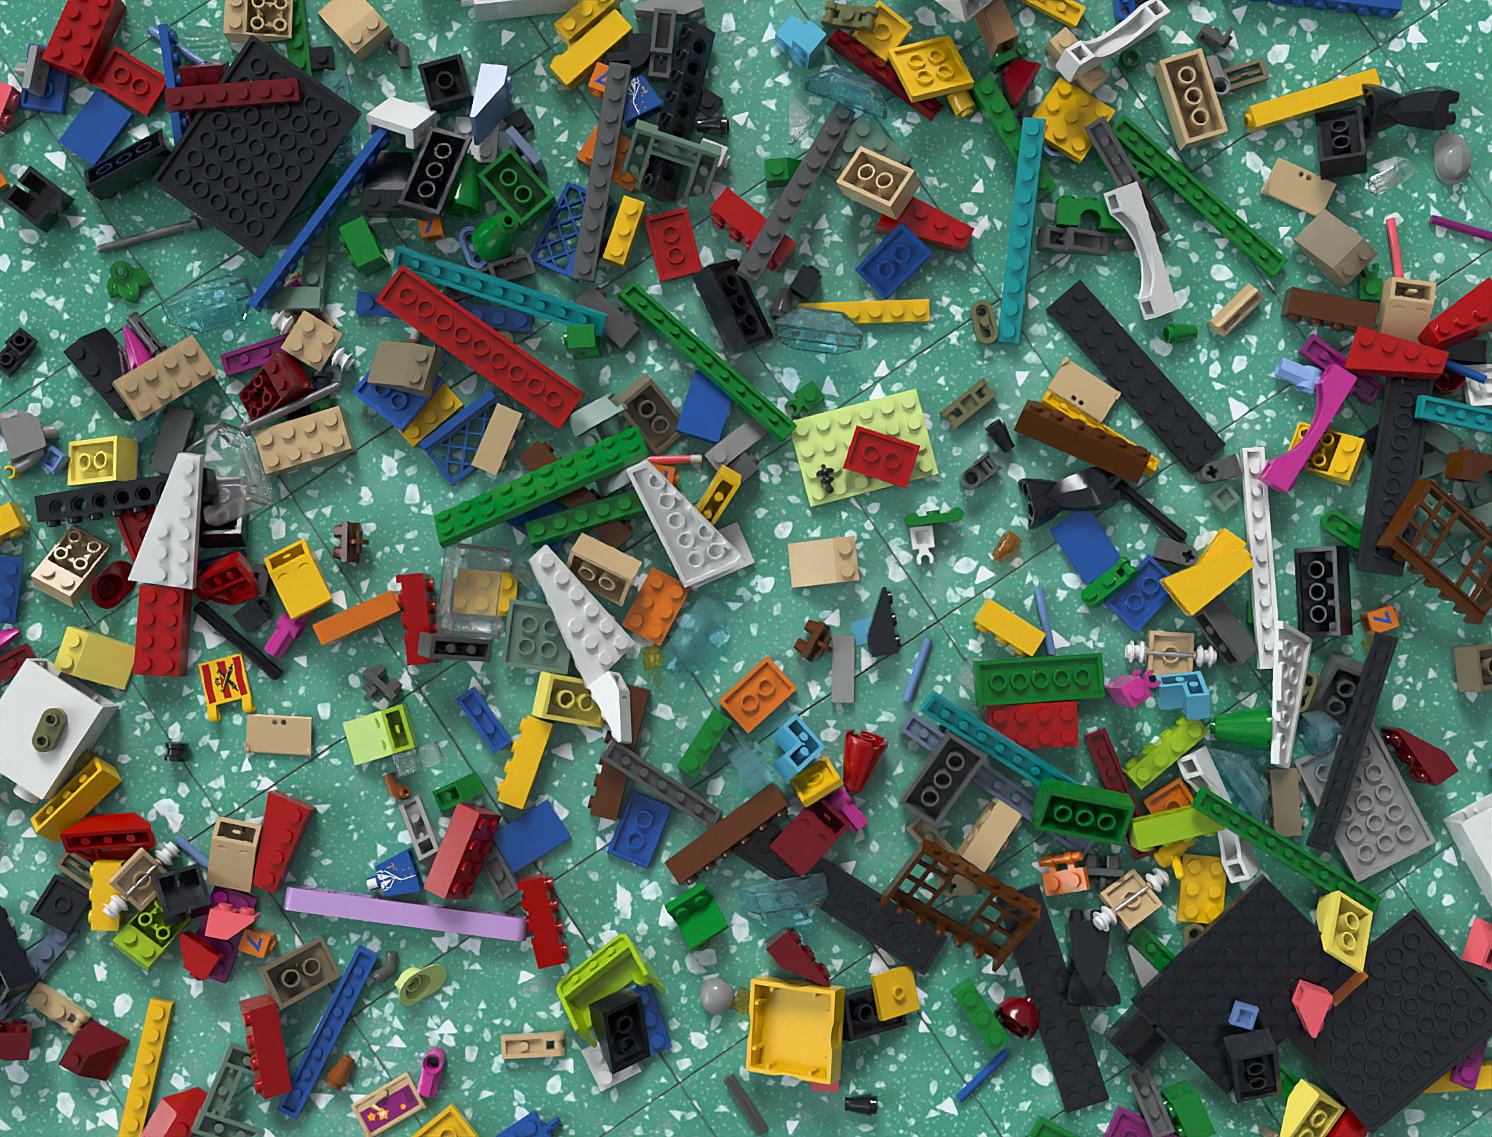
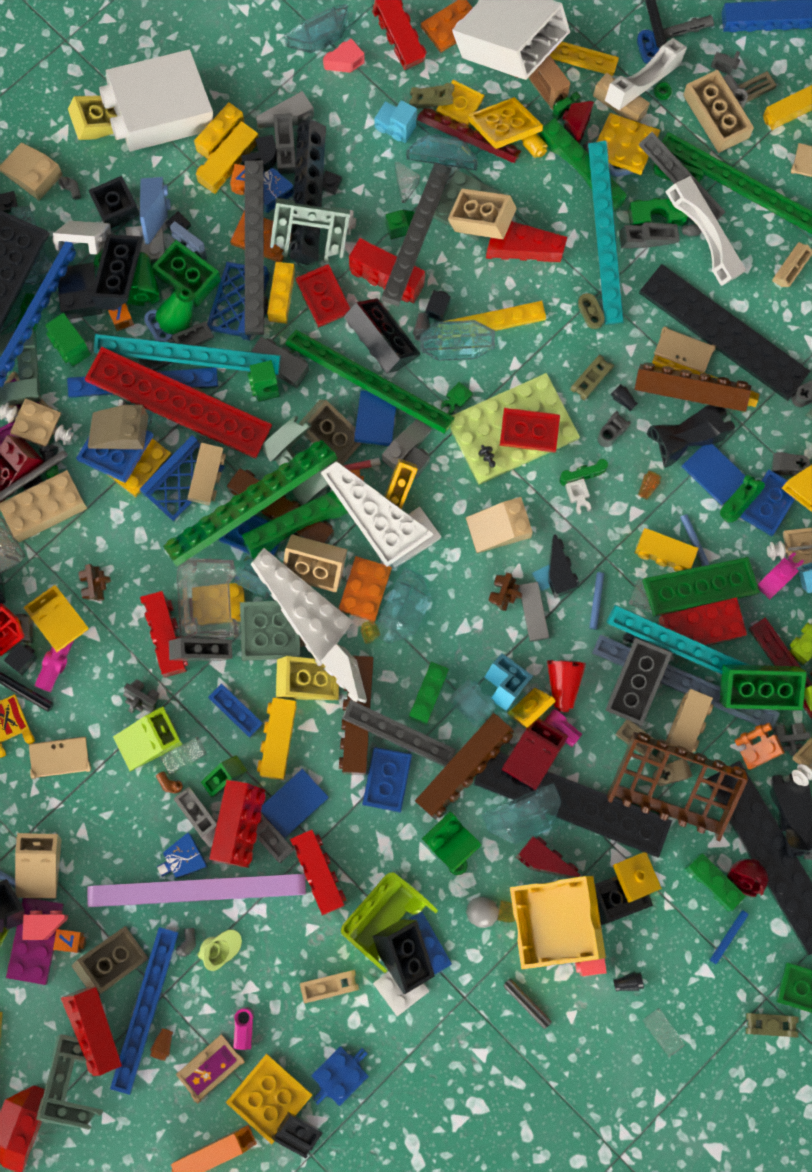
camera: 10 degrees left, 10 degrees down
(199, 955) = (20, 961): red slope -> none
(281, 837) = (75, 845): red wedge -> none
(358, 618) = (112, 643): orange slope -> none
(714, 125) = (338, 198): black cone -> none
(757, 694) = (465, 645): orange plate -> none
(894, 260) = (507, 274): blue tile -> none
(1151, 512) = (762, 436): black axle -> none
(1179, 333) = (751, 290): green cone -> none

